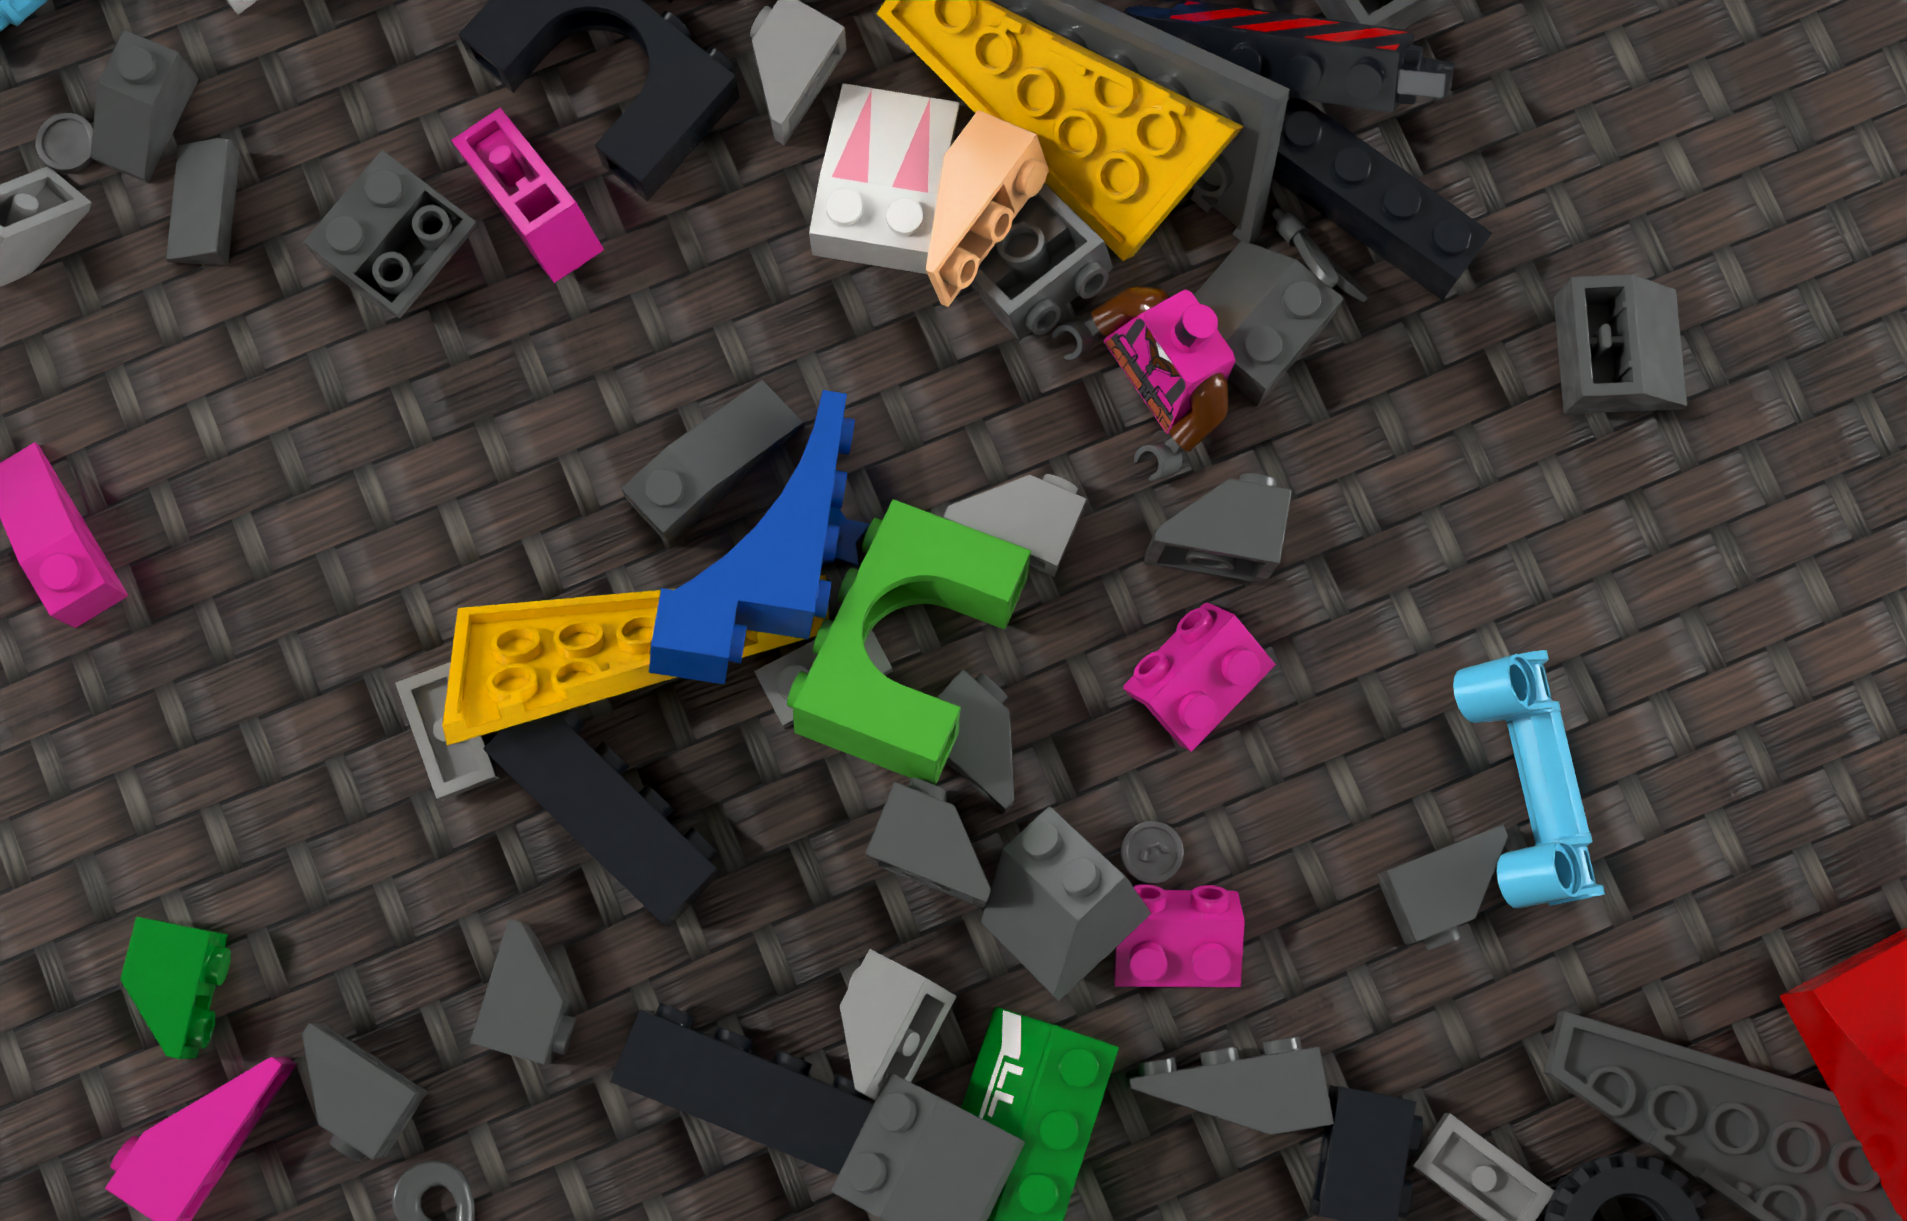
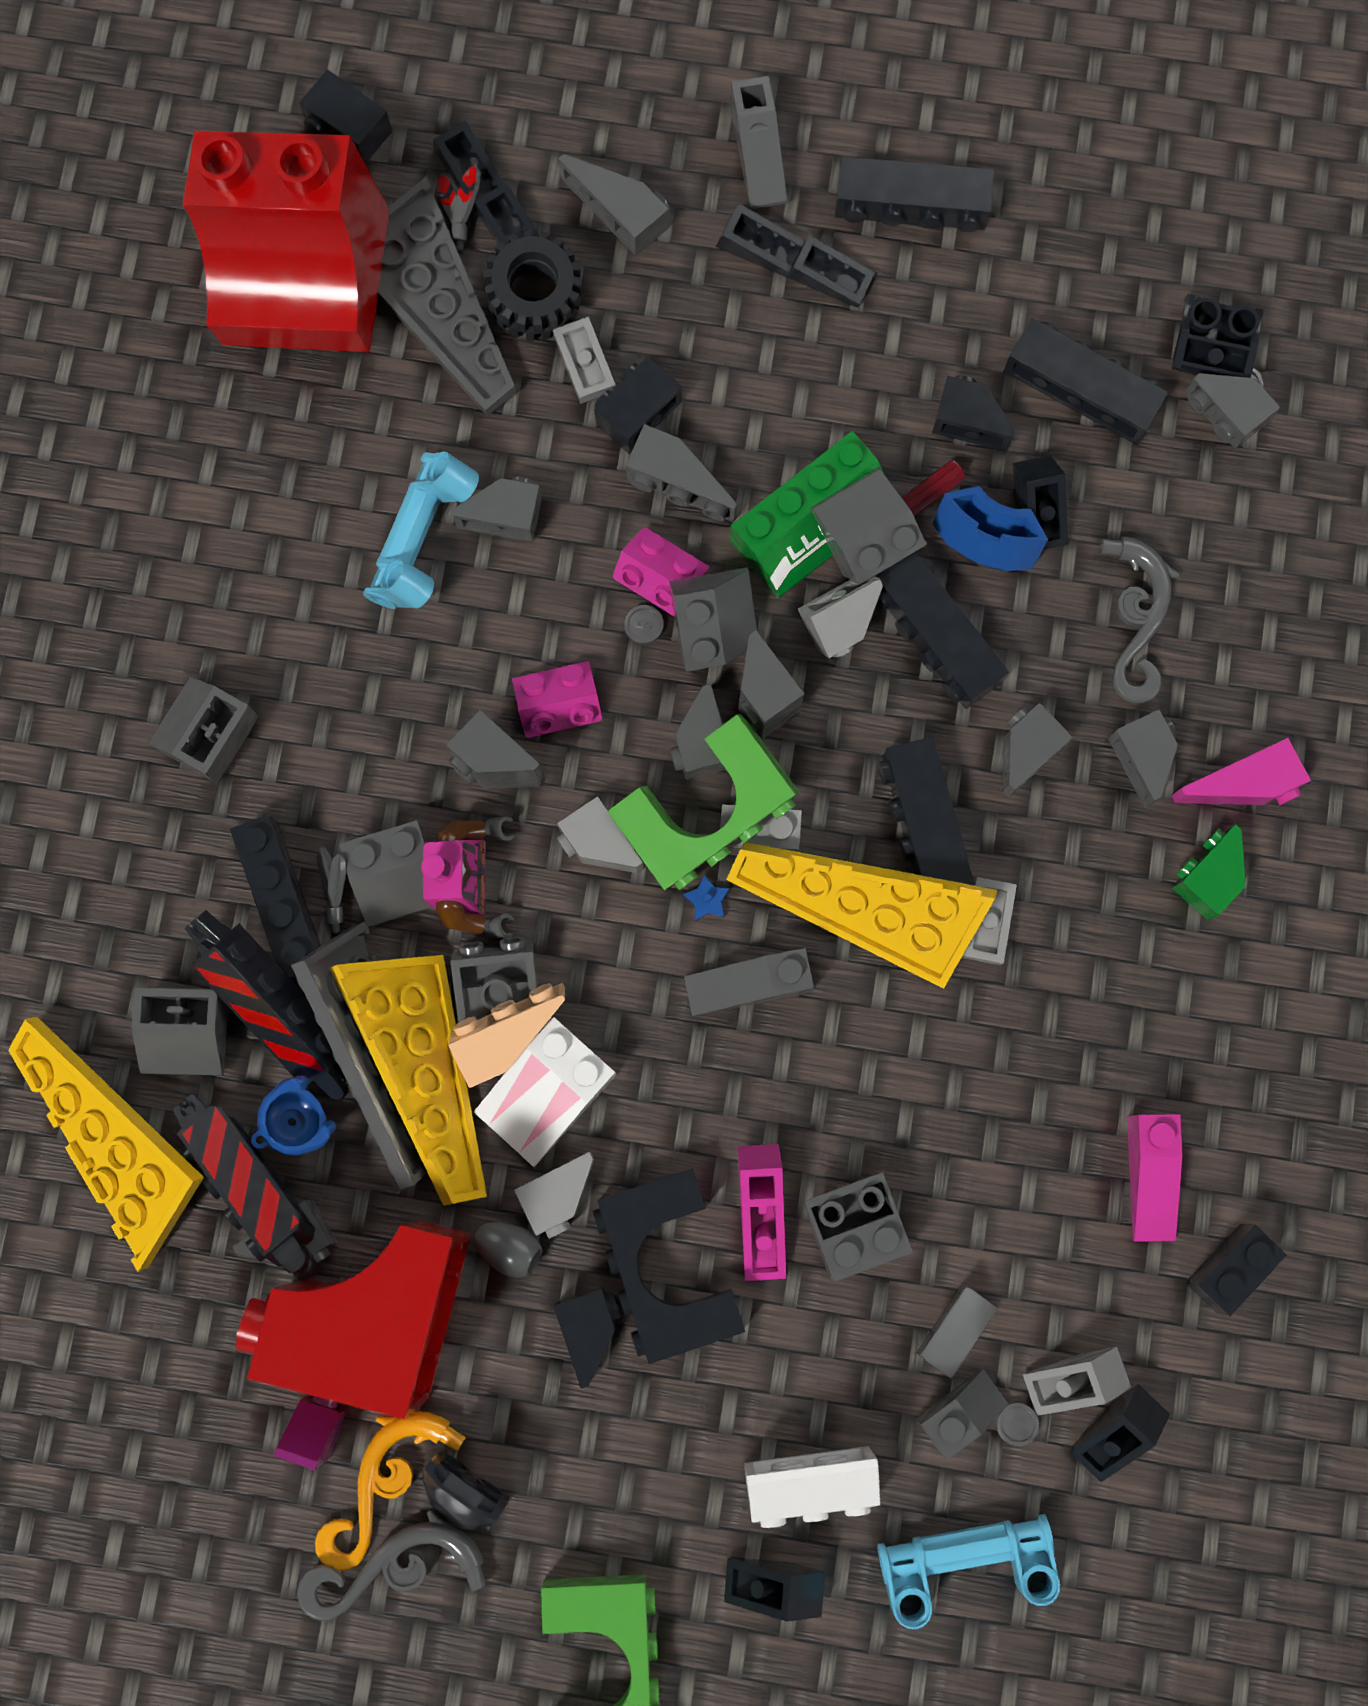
camera: 145 degrees left, 0 degrees up
(770, 575) = (754, 882): blue arch -> none

